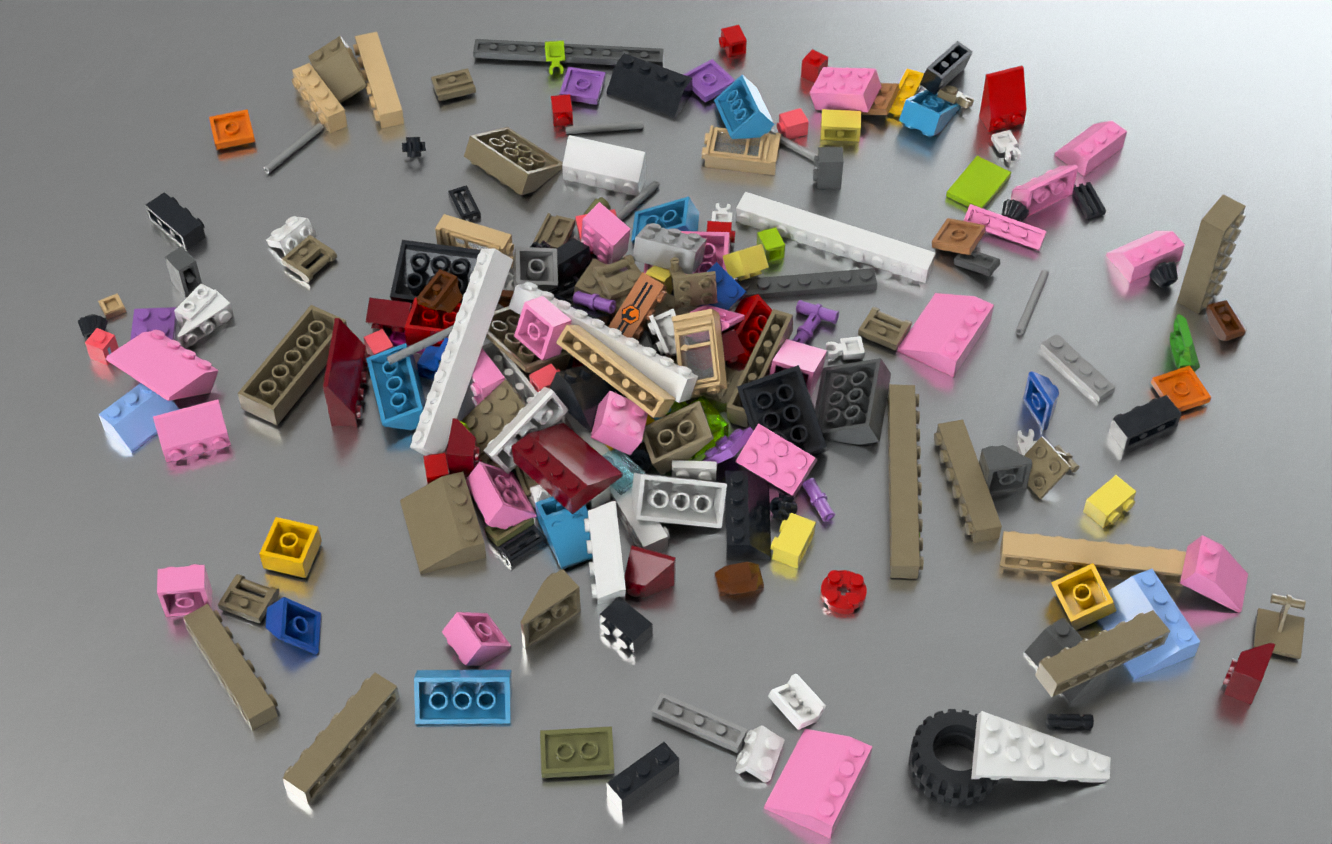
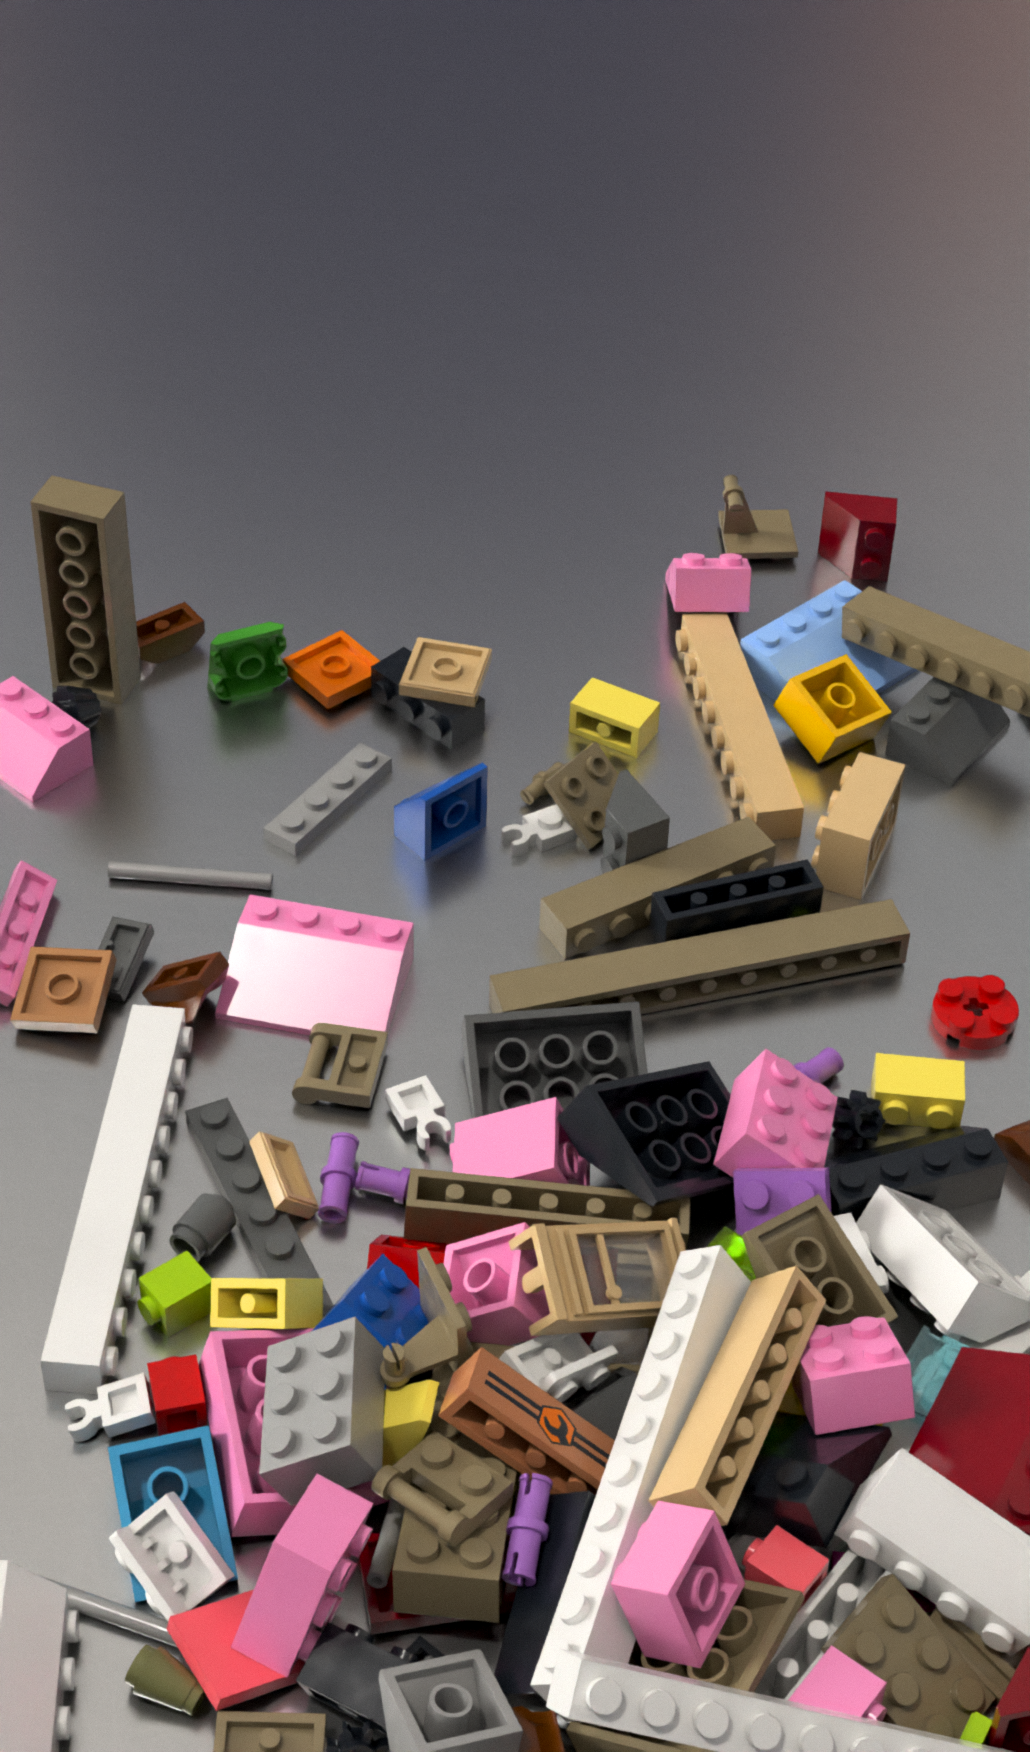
camera: 110 degrees left, 10 degrees down
(639, 211) = (171, 1557): none -> white bracket
(803, 260) = (203, 1226): none -> dark grey brick
(824, 292) = (284, 1175): none -> tan tile
(937, 502) = (736, 901): none -> black brick
(950, 279) = (187, 983): none -> reddish brown slope
(981, 574) = (858, 824): none -> tan brick
(1150, 422) = (445, 672): none -> tan tile

